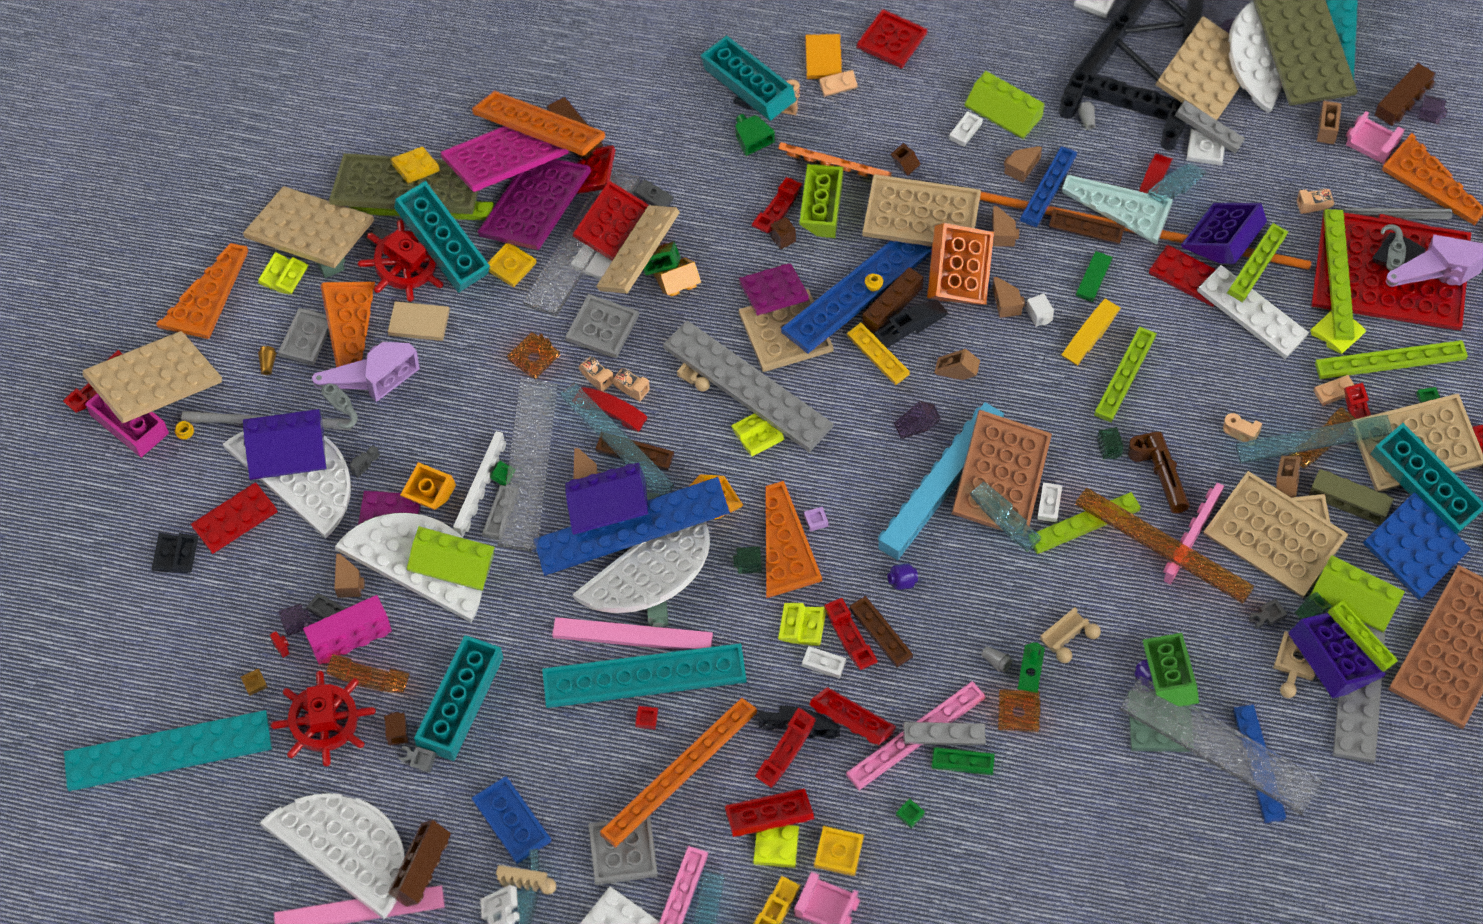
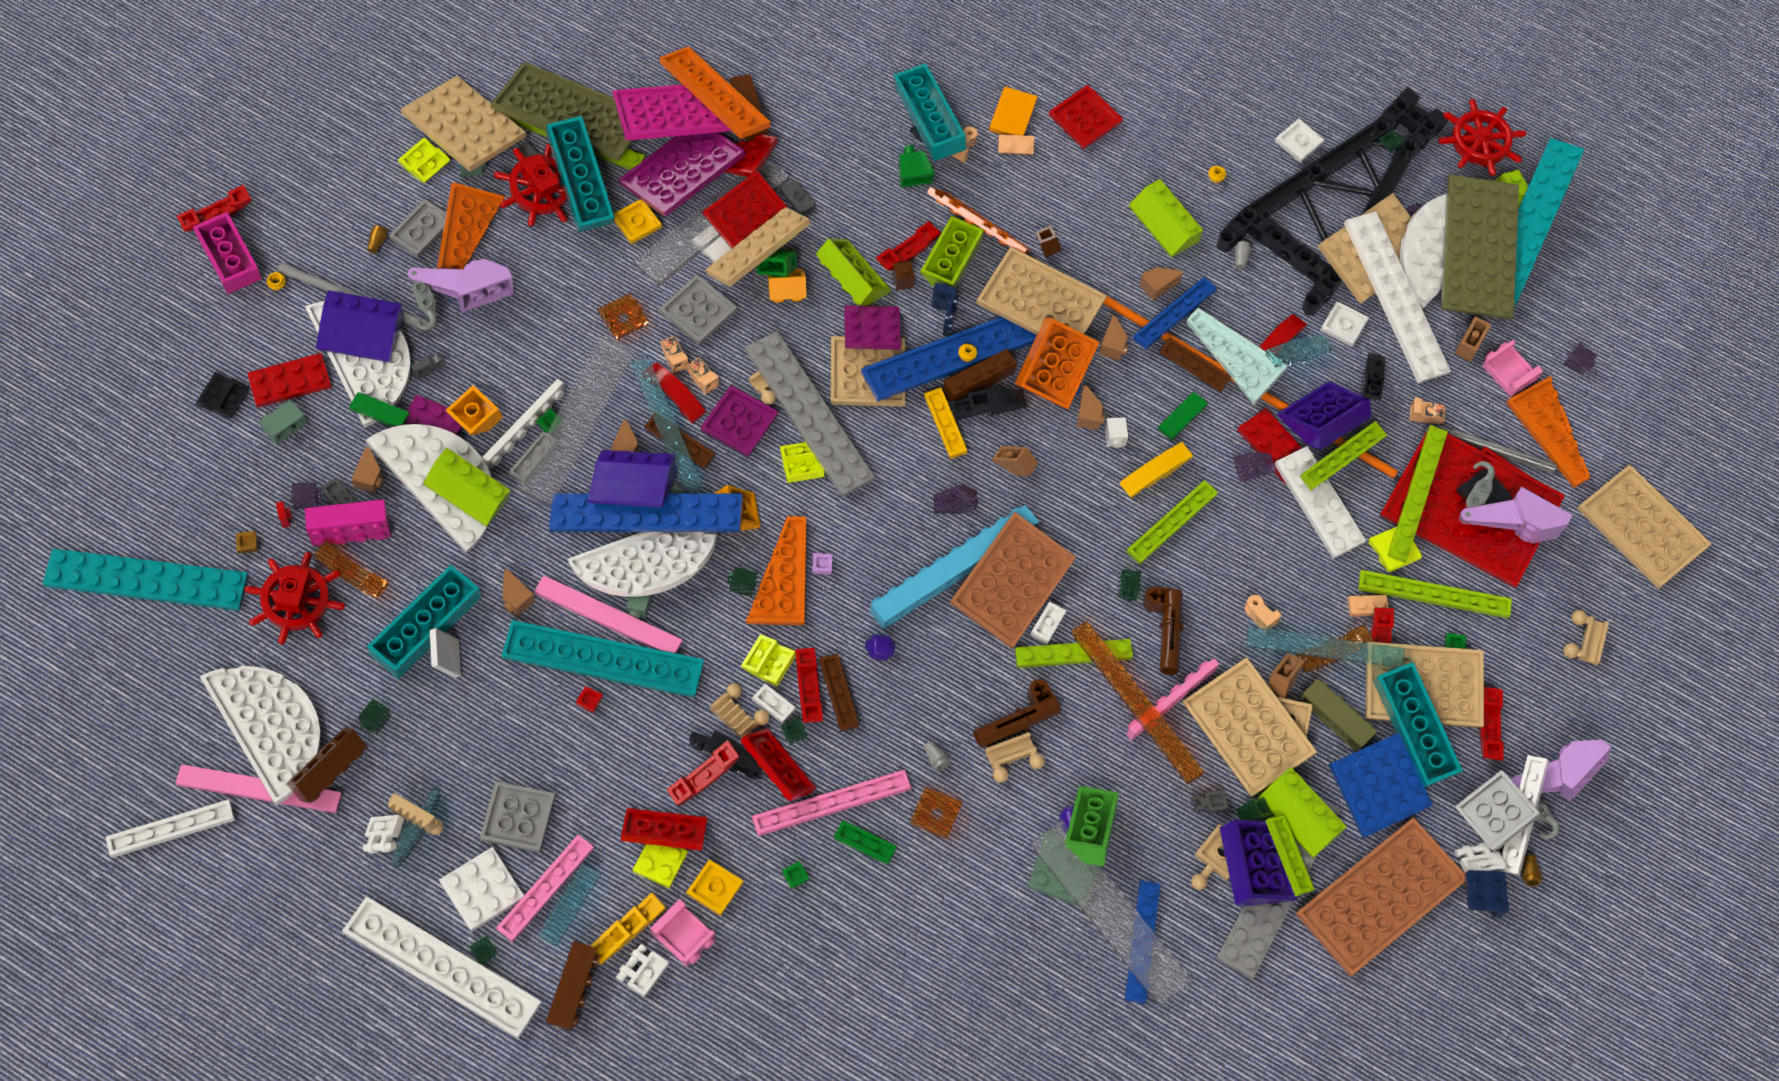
camera: 10 degrees right, 5 degrees up
(152, 376) = (264, 220): tan plate -> none
(205, 298) = (344, 160): orange wing -> none
(244, 558) = (283, 422): none -> sand green brick
(334, 516) = (378, 410): none -> green tile
(396, 728) = (357, 630): reddish brown brick -> none
(415, 164) = (584, 95): yellow plate -> none
(418, 321) = (530, 247): tan tile -> none
(419, 759) = (367, 666): dark grey plate -> none
(446, 803) = (374, 717): none -> clear green brick
(491, 719) = (445, 653): none -> white tile
(511, 819) = (427, 752): blue plate -> none
(536, 643) = (515, 594): none -> medium nougat slope
(678, 772) = (596, 761): orange plate -> none
(683, 414) = (739, 421): none -> magenta plate
(733, 245) = (852, 271): none -> lime slope
(791, 687) = (733, 716): none -> tan gear
(833, 241) = (945, 299): none -> dark blue bracket
(853, 681) = (793, 731): none -> clear green plate
(944, 733) = (857, 810): light grey plate -> none
(965, 129) = (1119, 229): white plate -> none
(1005, 517) = (998, 623): clear light blue slope -> none
(1032, 658) = (967, 770): green torso -> none
(1033, 51) = (1216, 178): none -> yellow plate
(1062, 596) = (1022, 717): none -> reddish brown piece
(1178, 298) = (1253, 465): none -> clear purple slope
(1210, 126) = (1354, 305): light grey plate -> none
(1246, 107) = (1397, 297): none -> white plate
(1253, 185) = (1373, 376): none -> black slope
(1405, 94) = (1560, 335): reddish brown brick -> none

